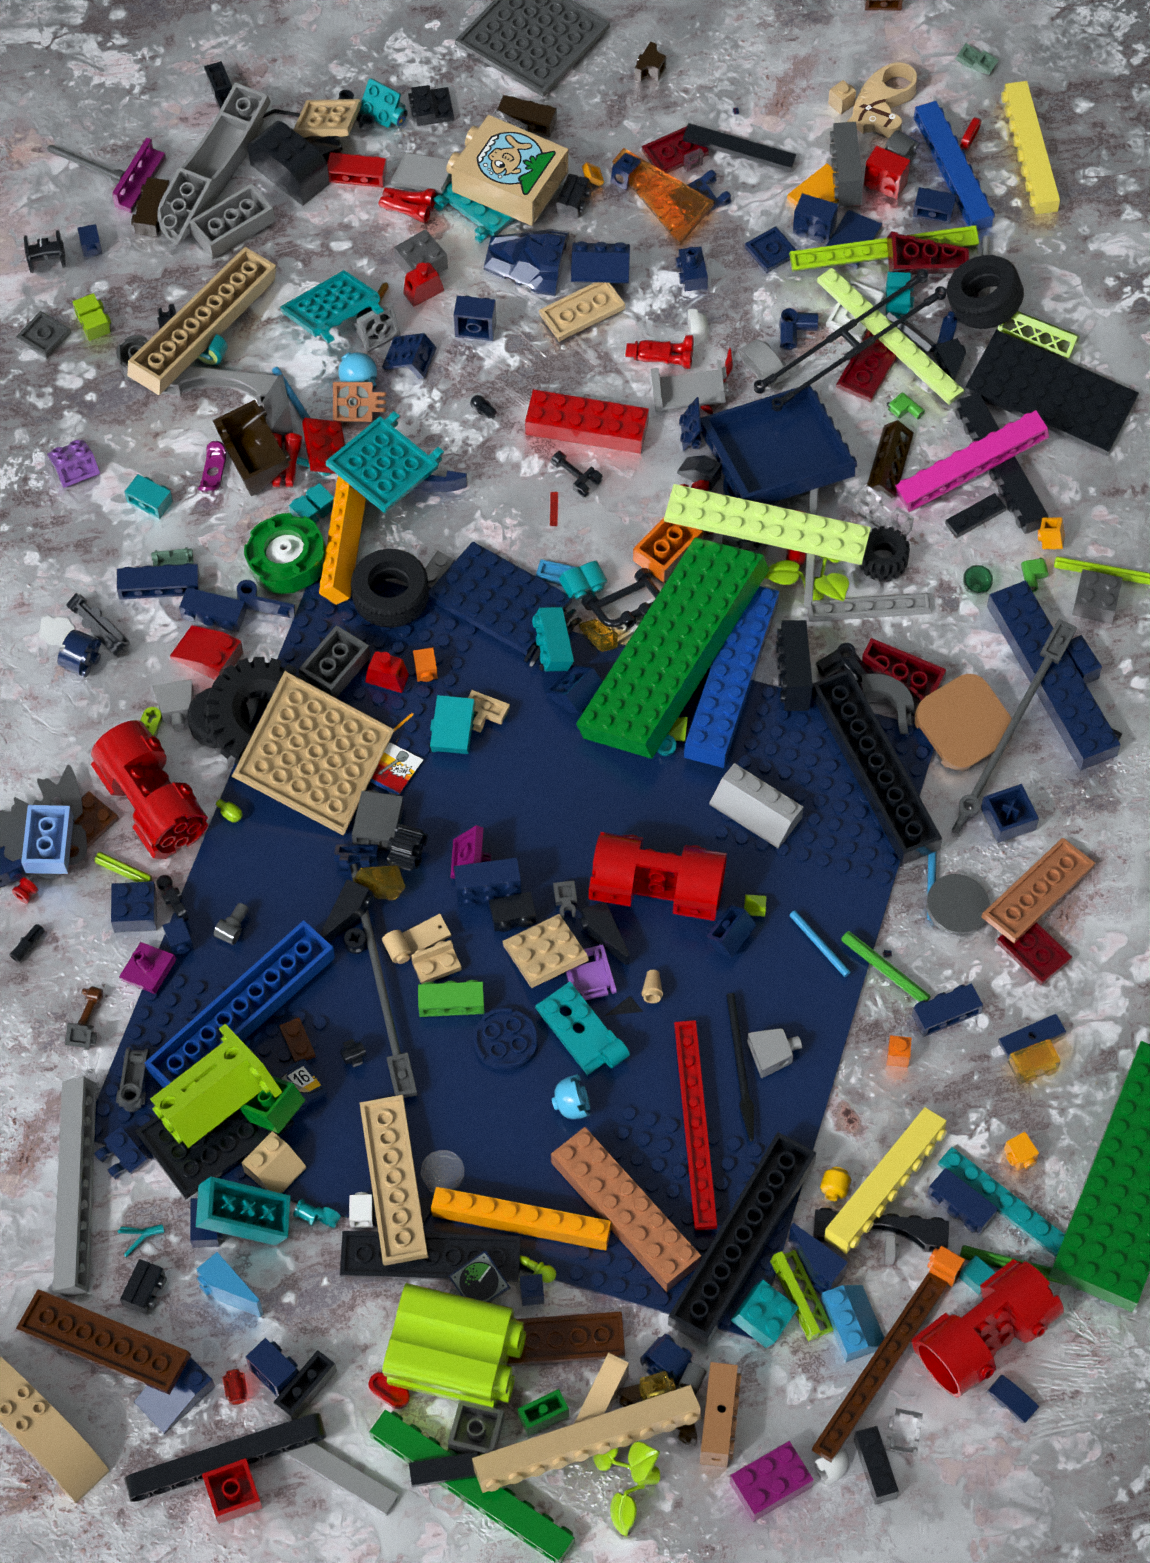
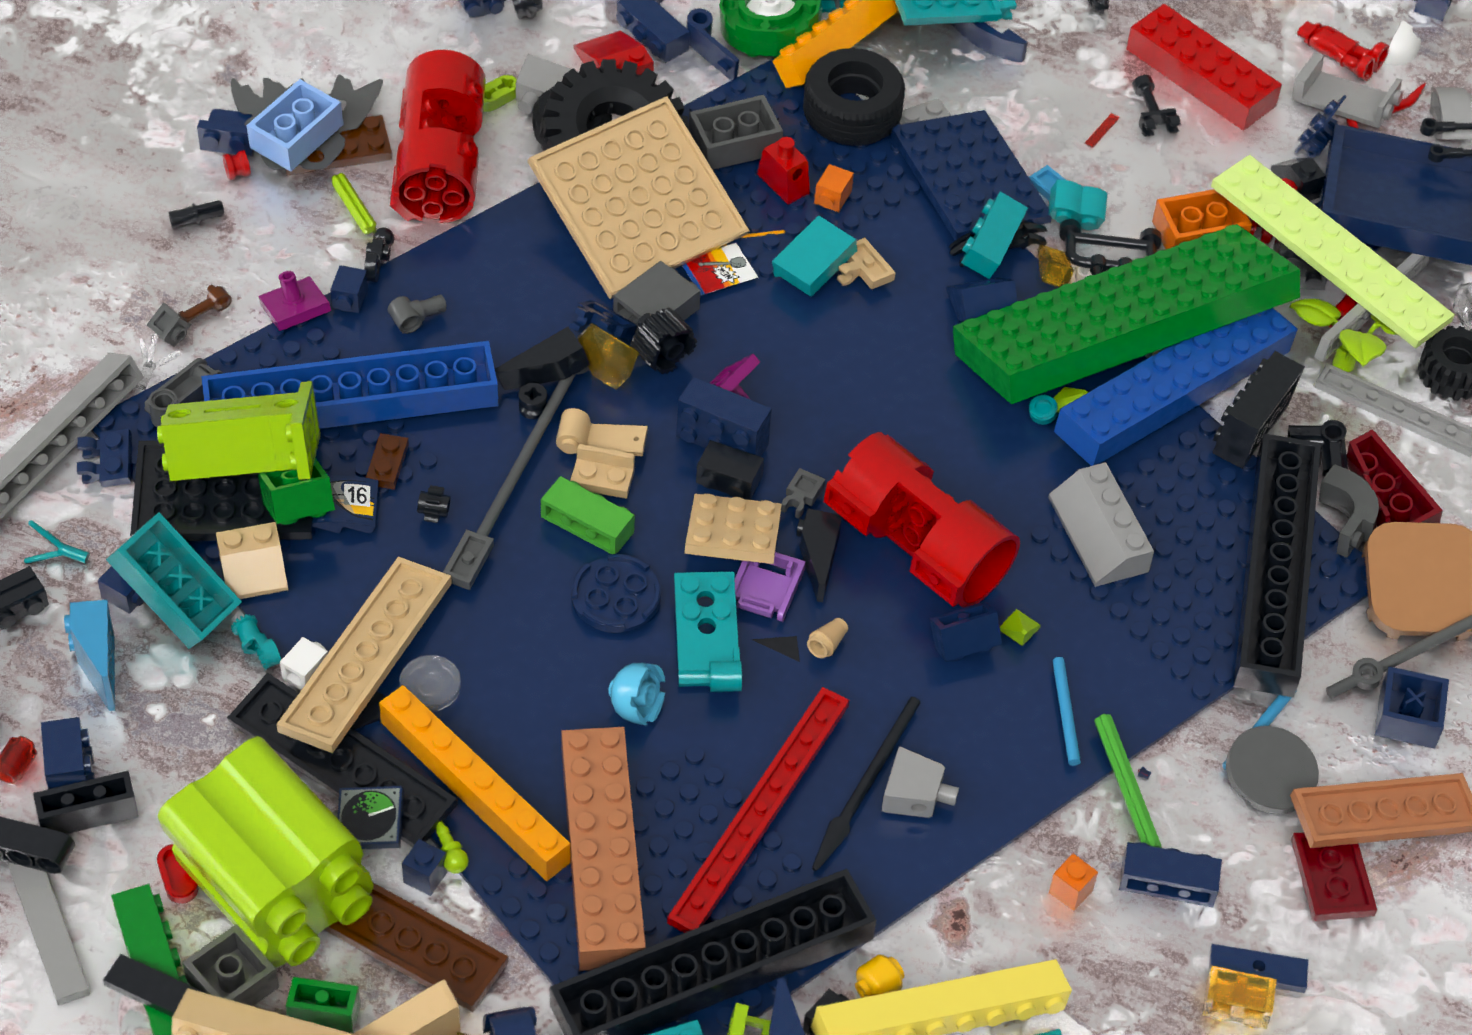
camera: 30 degrees right, 10 degrees down
(133, 907) = (330, 239): dark blue brick -> none
(229, 810) = (508, 208): lime cylinder -> none

